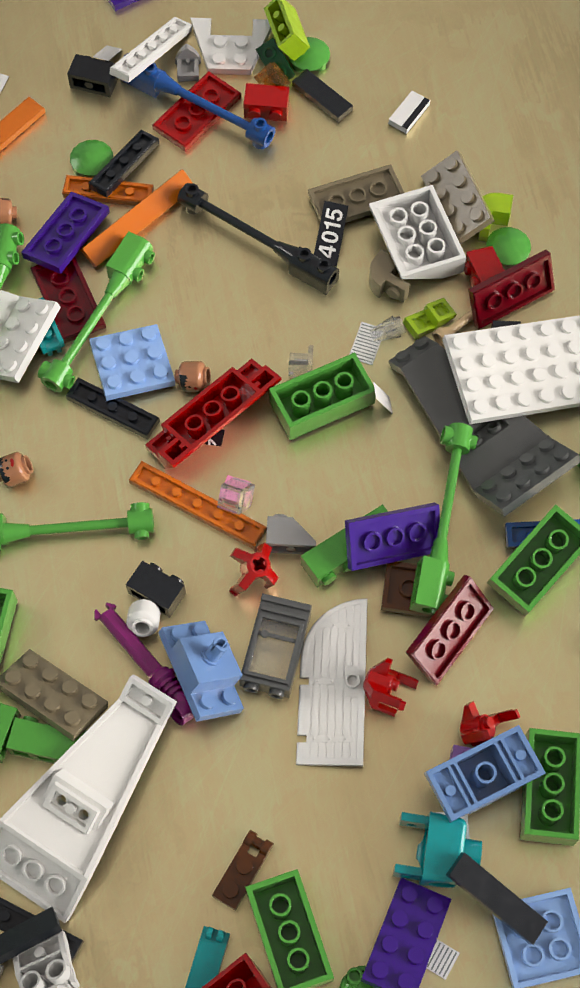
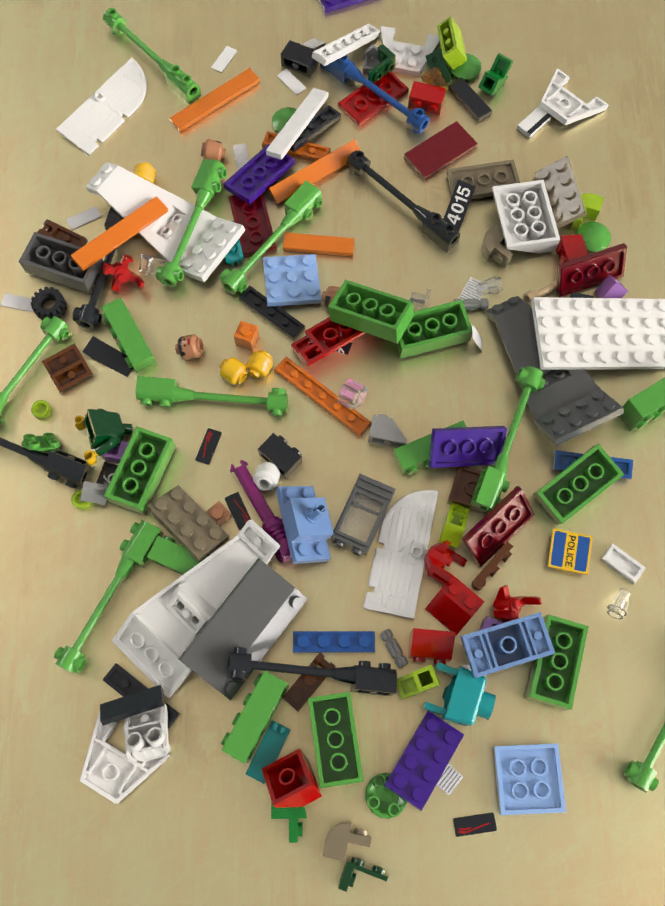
camera: 10 degrees right, 5 degrees up
(36, 211) = (241, 155): none -> white sticker
(60, 593) = (208, 446): none -> black sticker
(76, 490) = (233, 371): none -> yellow head
(85, 443) = (246, 335): none -> orange brick
(87, 106) = (291, 81): none -> white sticker
(90, 676) = (219, 513): none -> nougat plate
(104, 160) = (297, 123): none -> white tile
(108, 476) = (259, 364): none -> yellow head
(112, 667) = (237, 509): none -> black sticker
(147, 815) = (248, 618): none -> dark grey slope
(158, 310) = (318, 244): none -> orange tile
(182, 924) = (255, 717): none -> bright green brick
(208, 67) = (386, 64): none -> dark green bracket
(242, 385) = (371, 311): none -> bright green brick
(253, 567) = (356, 452): red piece -> none
(266, 813) = (333, 641): none -> blue plate
(295, 166) = (440, 150): none -> dark red tile
(310, 851) = (362, 677): none -> black bar
(344, 807) = (394, 648): none -> light grey axle
(351, 62) = (496, 77): none -> green brick
(372, 354) = (483, 303): none -> light grey axle
(384, 842) = (418, 682): none -> lime brick
(390, 793) = (431, 645): none -> red slope
(394, 637) = (454, 524): none -> lime arch
(411, 739) = (454, 605): none -> red slope
(431, 318) = (523, 283): lime slope -> none
(445, 85) = (565, 105): none -> white wing
(450, 683) = (491, 568): none -> reddish brown plate
(497, 898) = (500, 743): black tile -> none
(541, 308) = (611, 288): none -> medium lavender panel
(545, 646) = (570, 551): none -> piece

